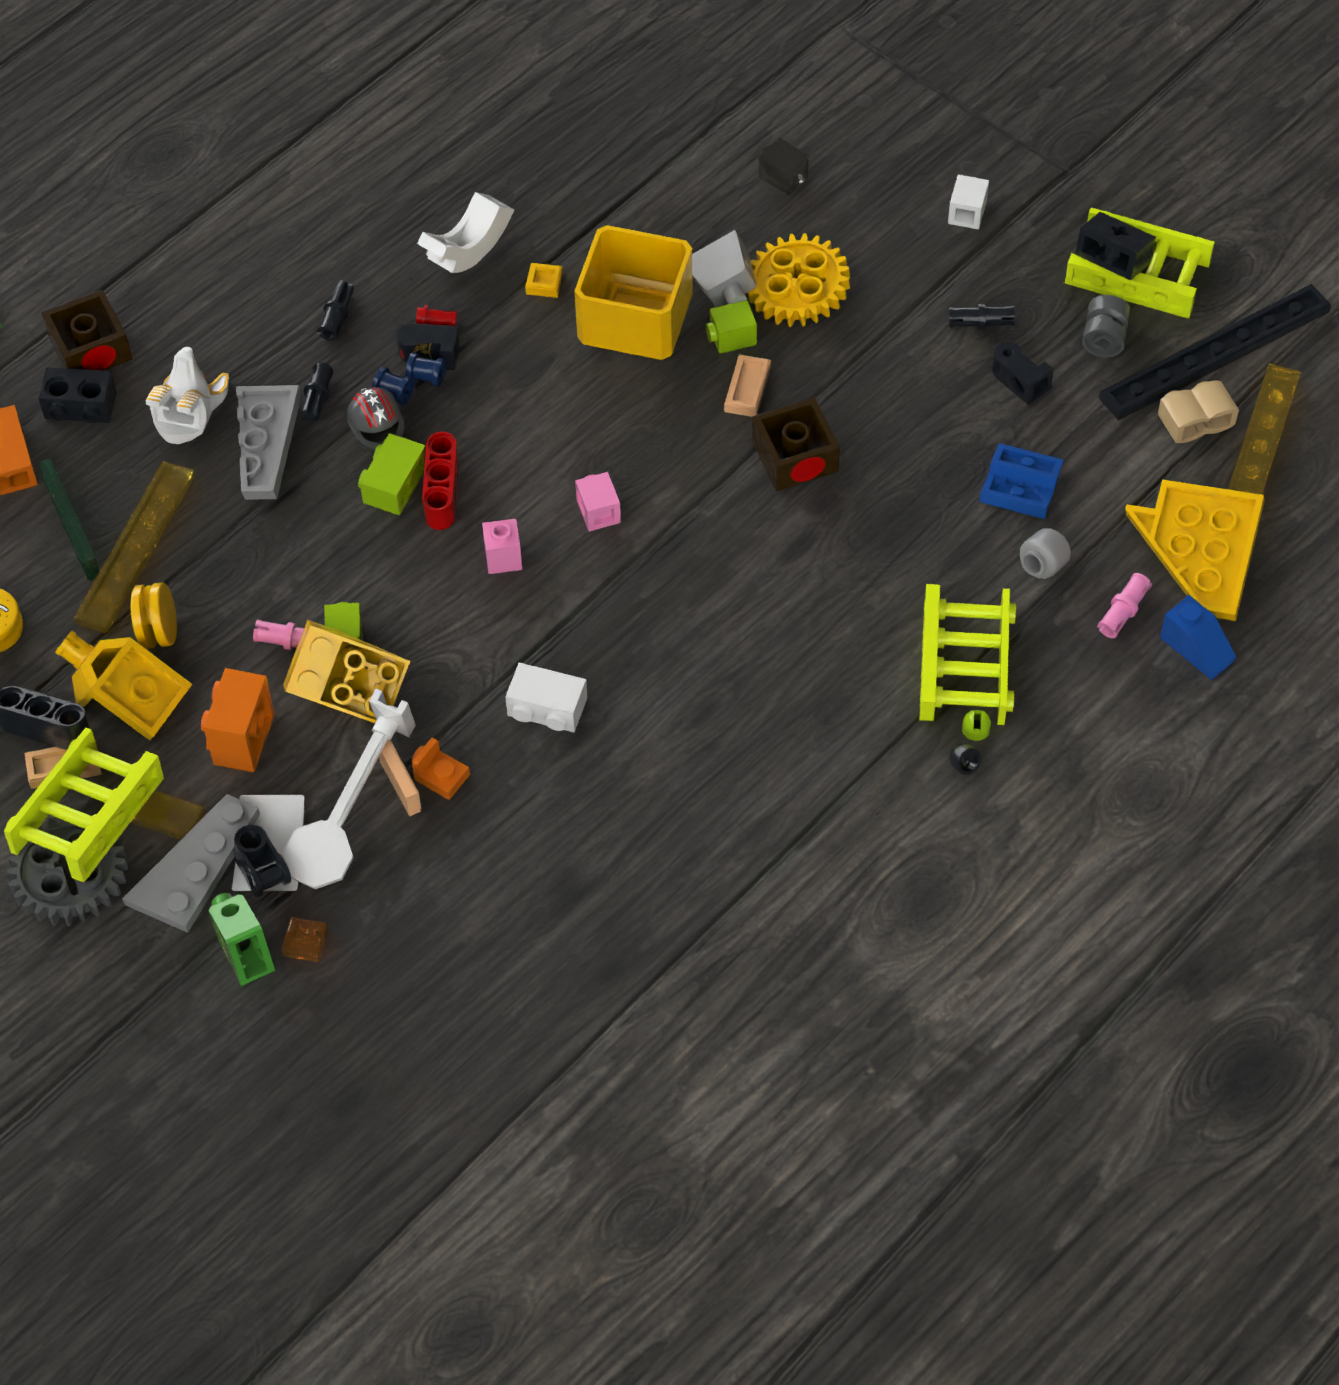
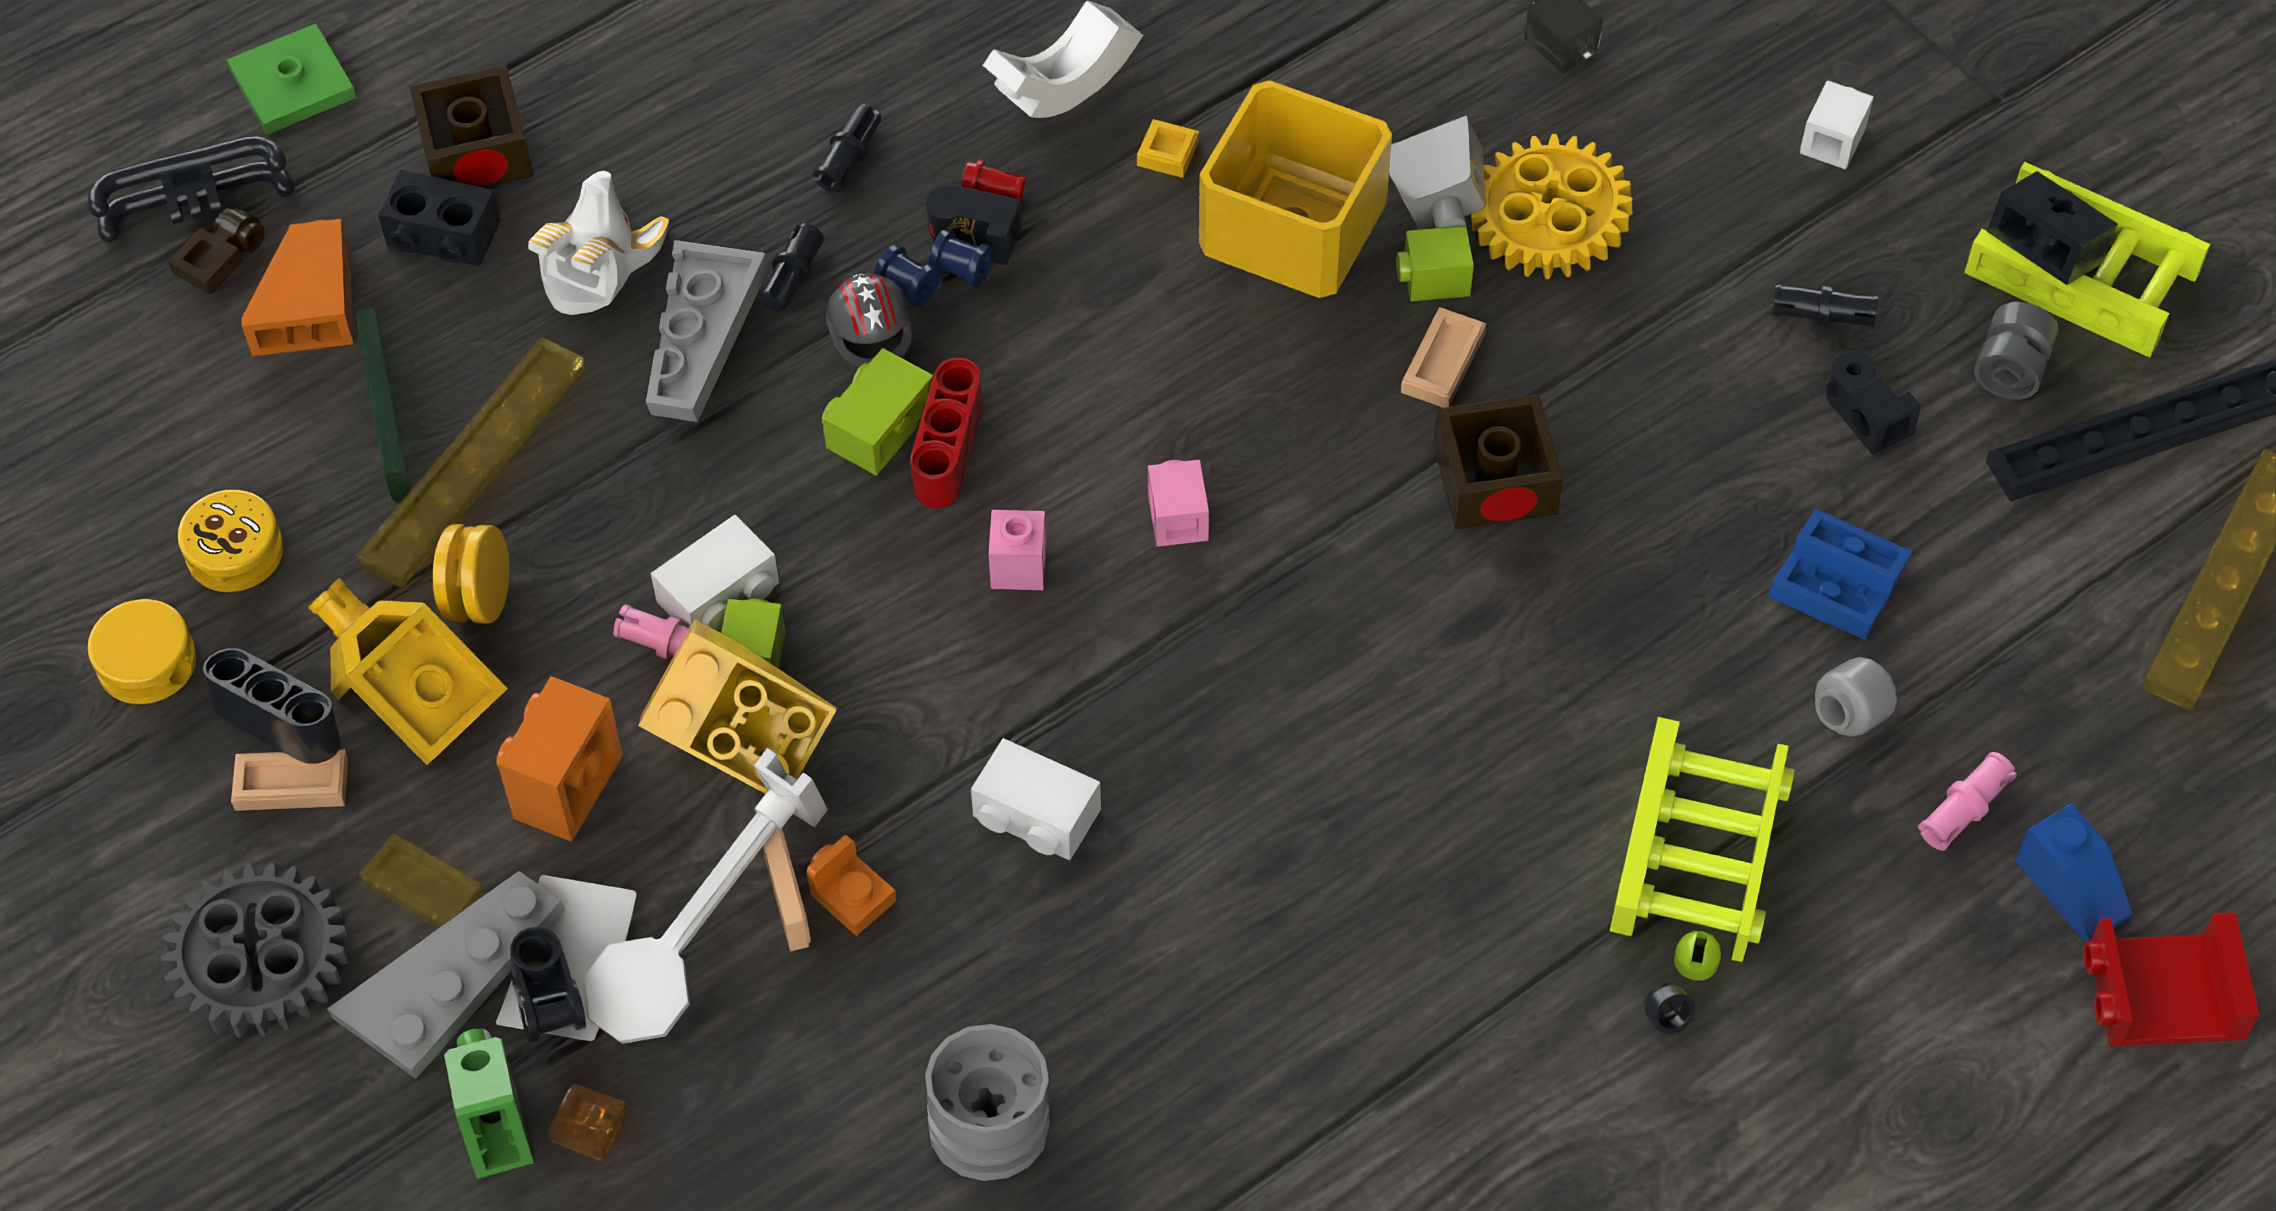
camera: 10 degrees right, 0 degrees up
(100, 829) = (313, 896): neon yellow fence -> none
(309, 589) = (715, 568): none -> white brick
(556, 882) = (980, 1075): none -> light grey wheel
(1198, 411) = (2138, 508): tan brick -> none
(1203, 540) = (2111, 717): yellow wing -> none
(1267, 695) = (2172, 985): none -> red panel

